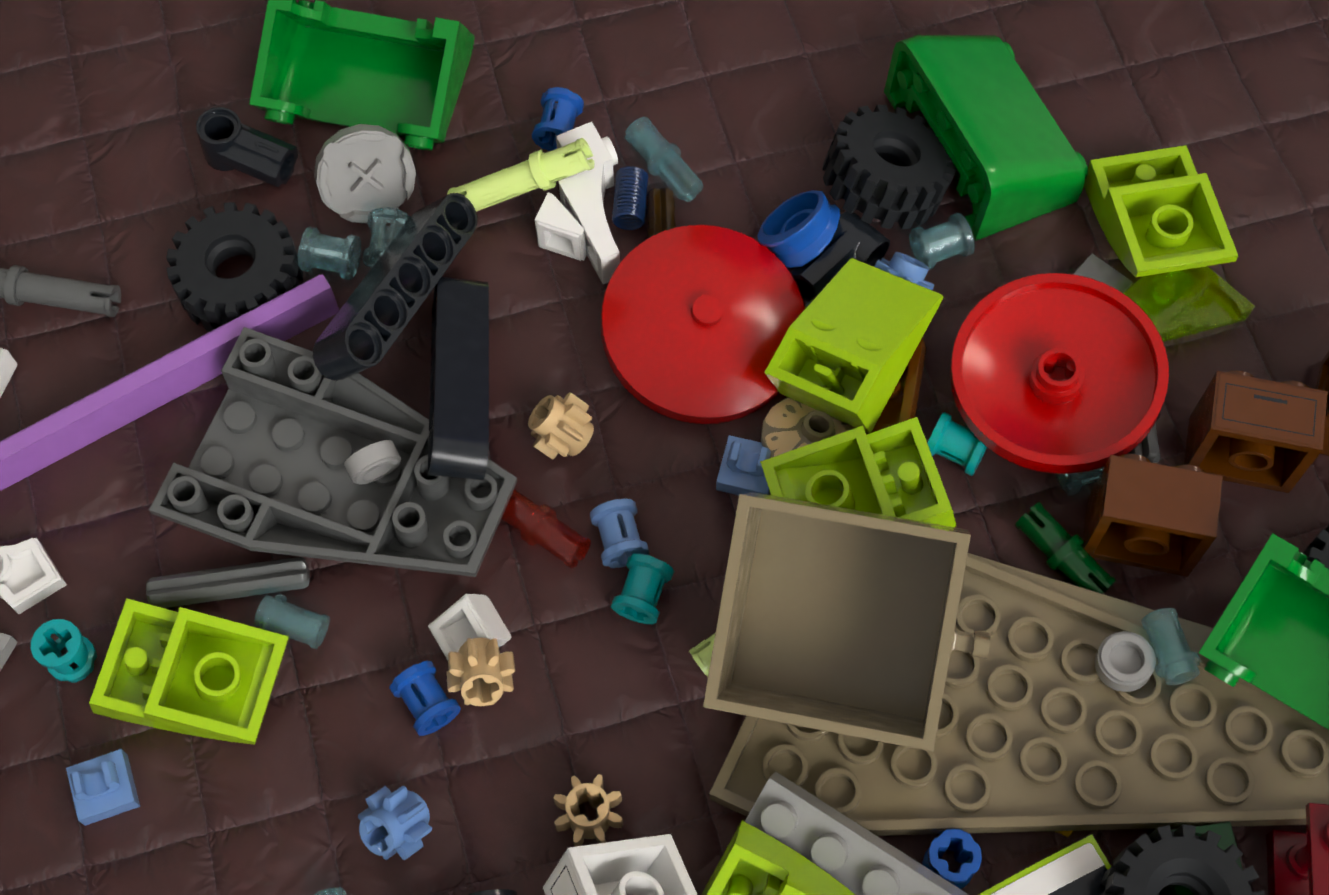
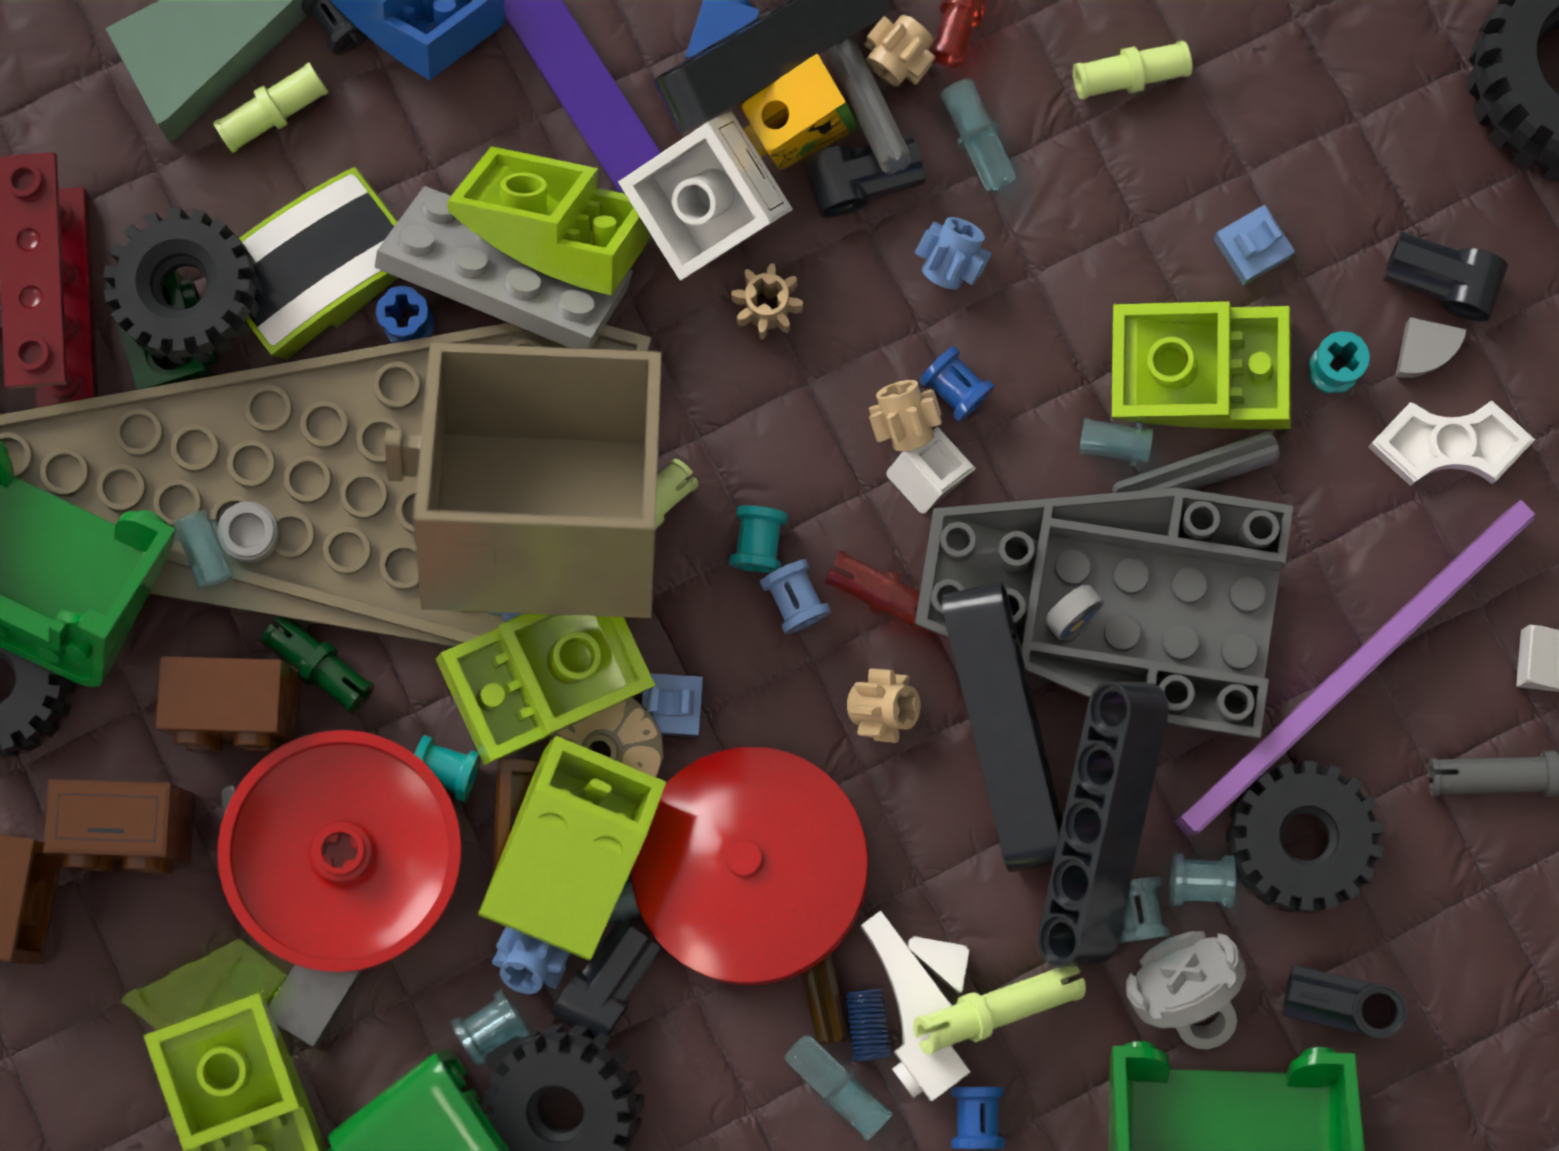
camera: 170 degrees right, 15 degrees up
(800, 228) = (658, 1004): blue piece -> none

